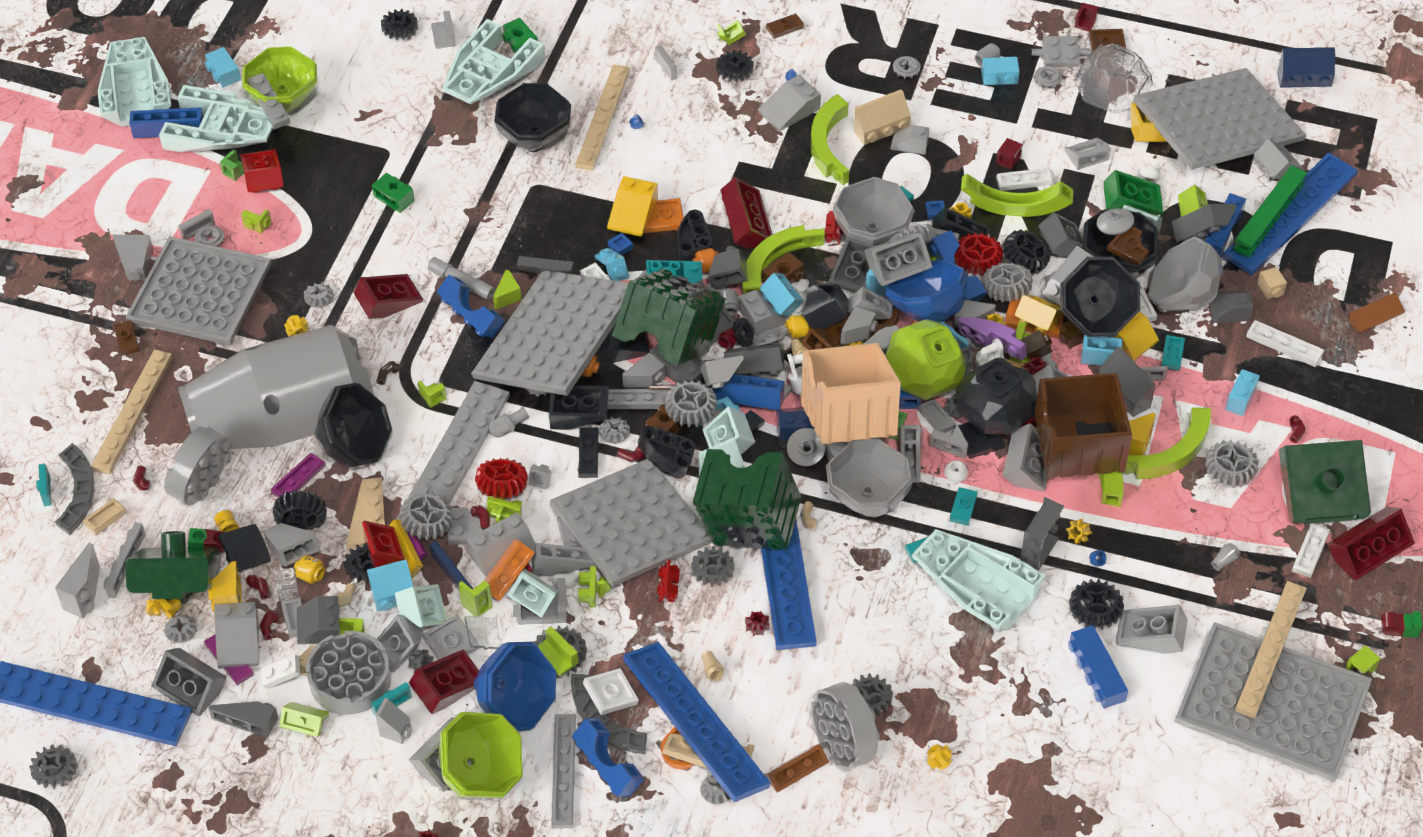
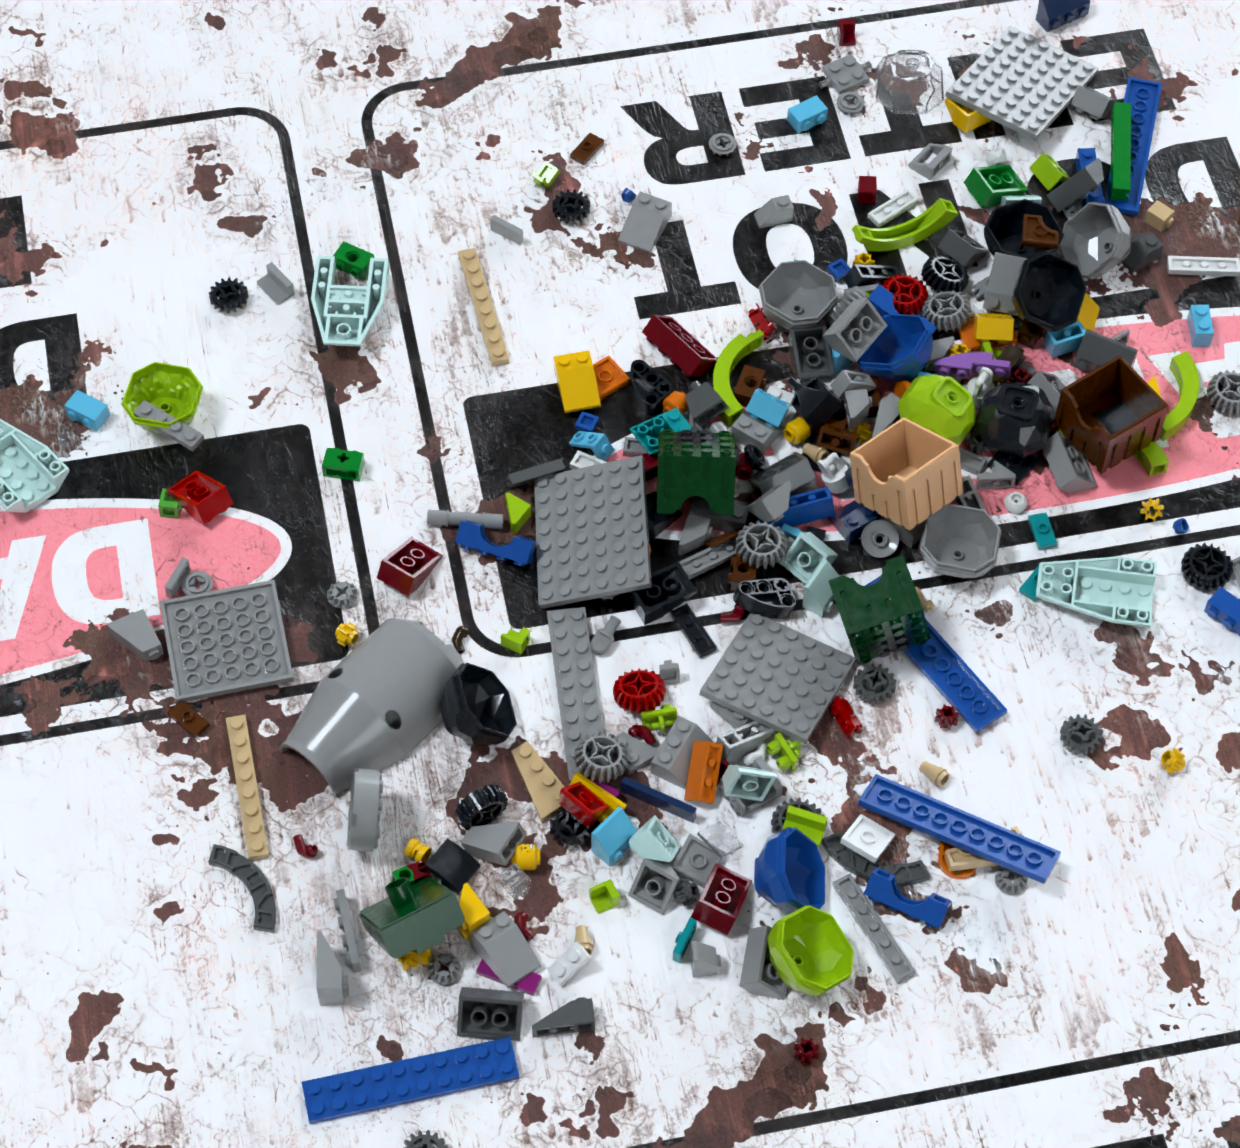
camera: 30 degrees left, 5 degrees up
(43, 485) = (217, 897): teal plate -> none
(104, 516) = (295, 899): tan tile -> none
(150, 122) = (75, 489): blue brick -> none
(225, 125) = (137, 463): light aqua wedge -> none
(256, 222) = (232, 550): lime bracket -> none
(259, 584) = (489, 892): dark red arm -> none
(290, 614) = (541, 908): light grey tile -> none
(299, 475) = (449, 776): magenta tile -> none
(302, 718) = (618, 995): lime panel -> none
(317, 619) = (569, 900): dark grey slope -> none
(346, 597) = (574, 867): tan arm -> none
(348, 672) = (627, 914): light grey brick -> none
(477, 600) = (695, 815): lime panel -> none
(532, 116) = (429, 325): black rock -> none
(614, 436) = (706, 605): light grey gear -> none
(636, 122) = (518, 298): hinge -> none
(770, 336) = (780, 450): light grey dish -> none
(797, 767) = (1063, 825): dark orange slope -> none
(826, 118) = (697, 250): lime arch -> none
(845, 725) = (1090, 772): light grey brick -> none
(881, 117) = (738, 203): tan slope -> none
(988, 51) = (787, 100): light grey brick -> none
(1037, 539) = (1132, 525): dark grey window -> none
(1105, 37) = (876, 47): reddish brown tile -> none
(1115, 221) = (1013, 216): light grey dish -> none
(1173, 352) = (1120, 314): teal plate -> none

